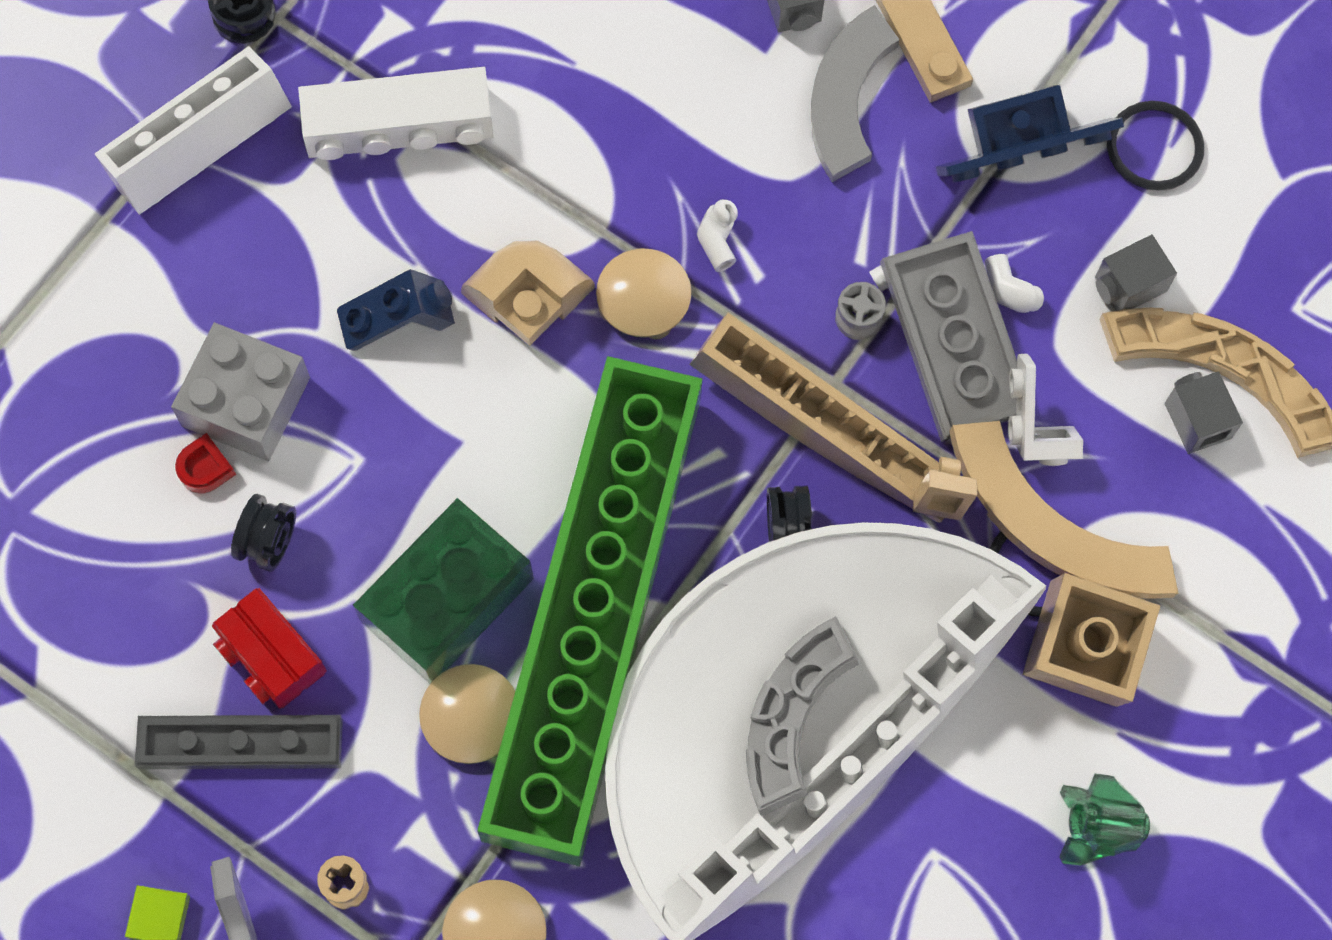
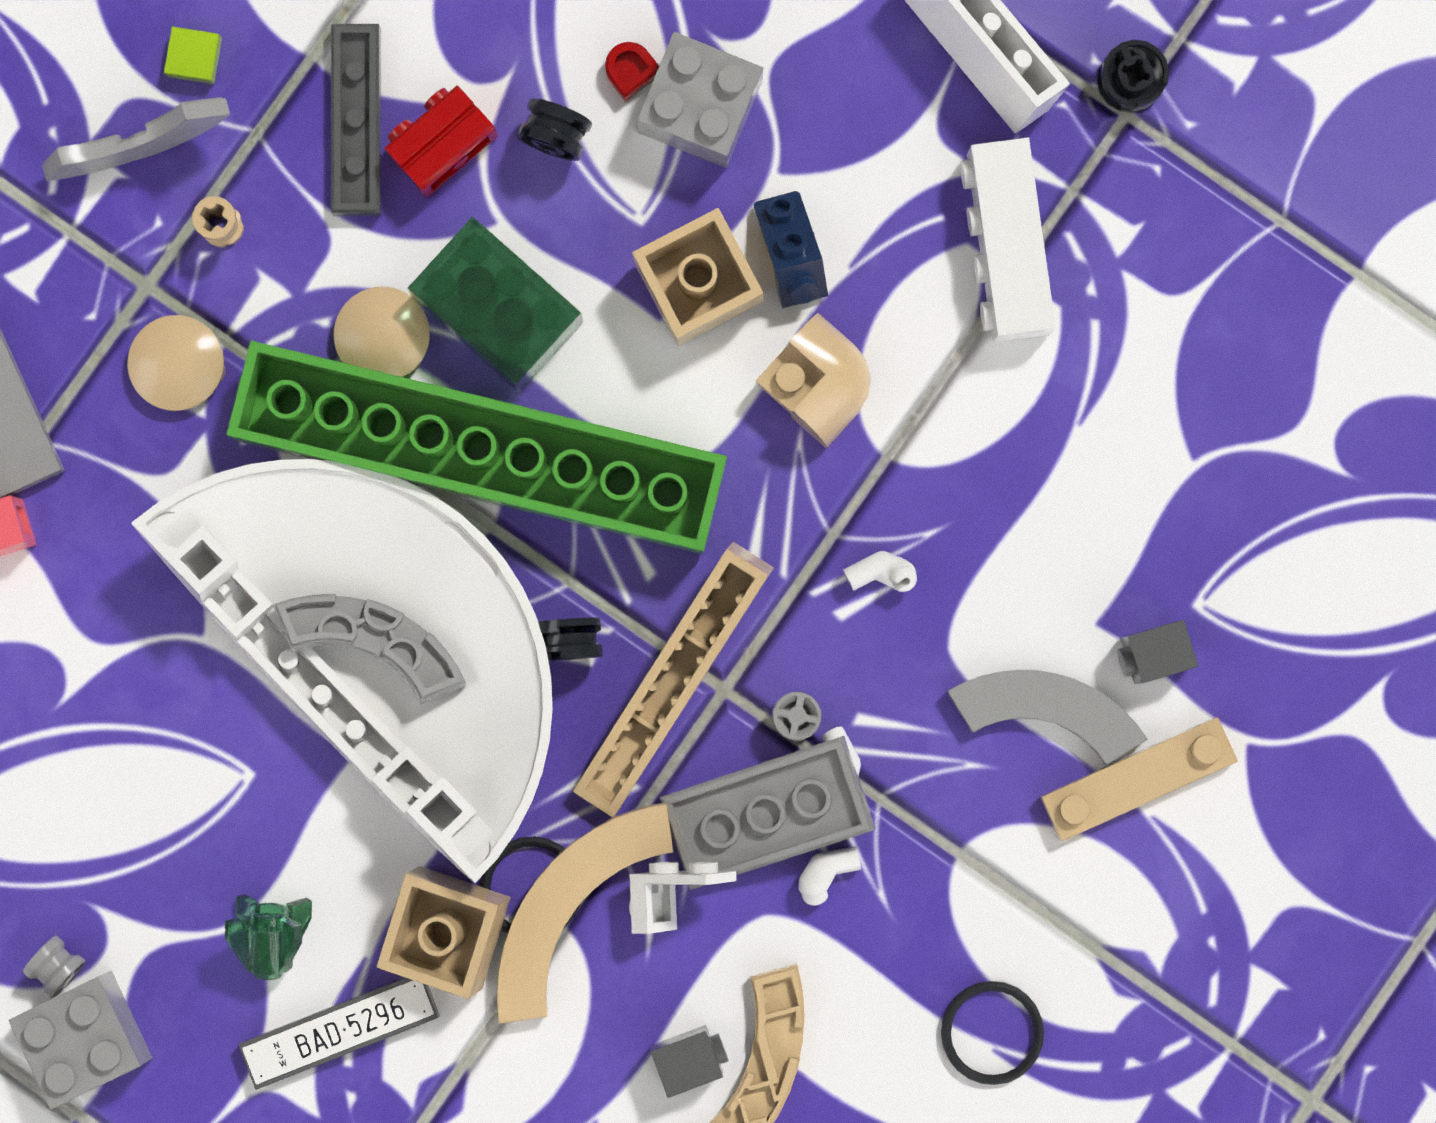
camera: 90 degrees right, 15 degrees up
(423, 391) = (698, 277): none -> tan brick
(643, 293) = (816, 497): tan dish -> none
(945, 491) = (595, 792): tan tile -> none
(1023, 126) = (1000, 891): dark blue bracket -> none
(1134, 274) = (836, 999): dark grey brick -> none
(1196, 759) = (337, 1031): none -> white tile

